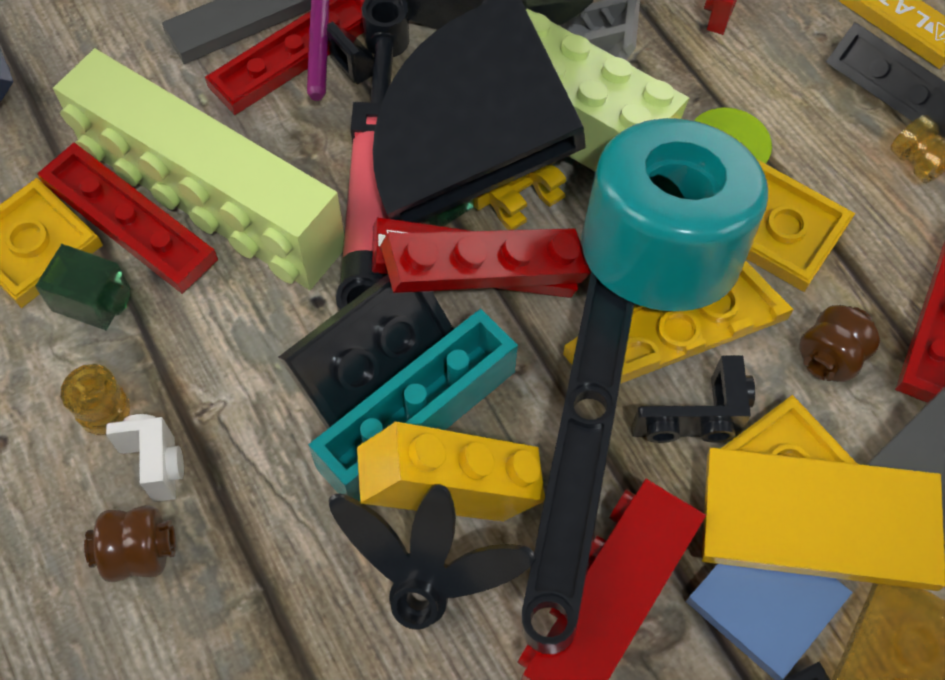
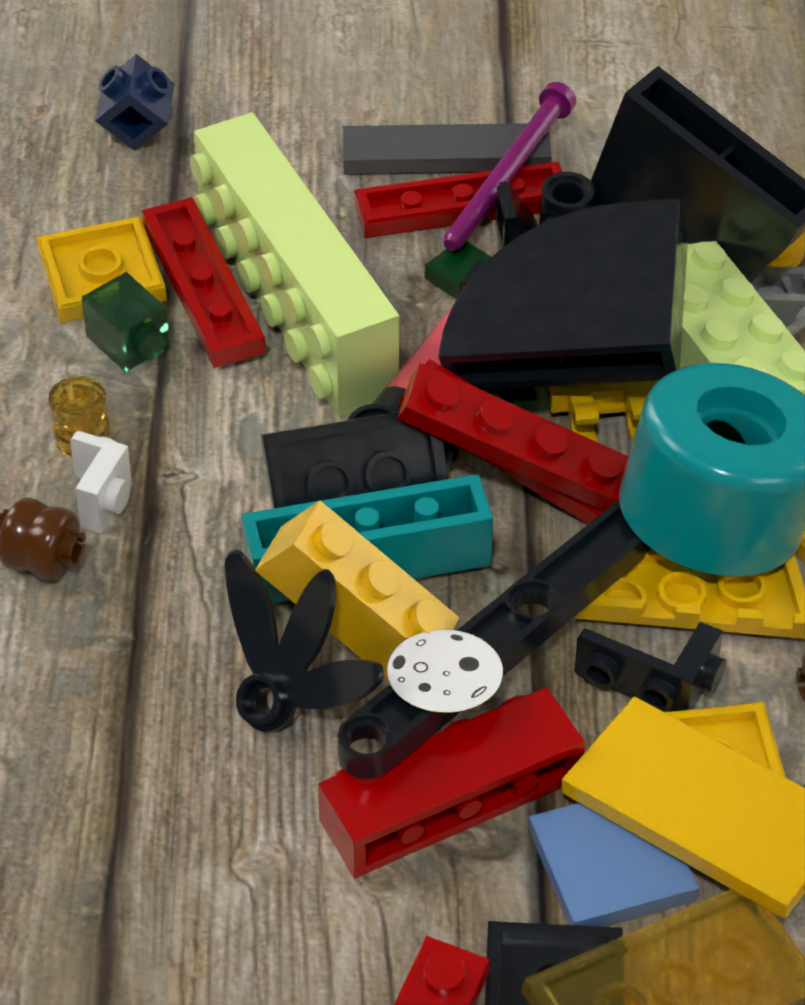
camera: 30 degrees right, 15 degrees down
(332, 114) = (451, 266): none -> dark green tile
(570, 515) = (445, 671): none -> white sticker

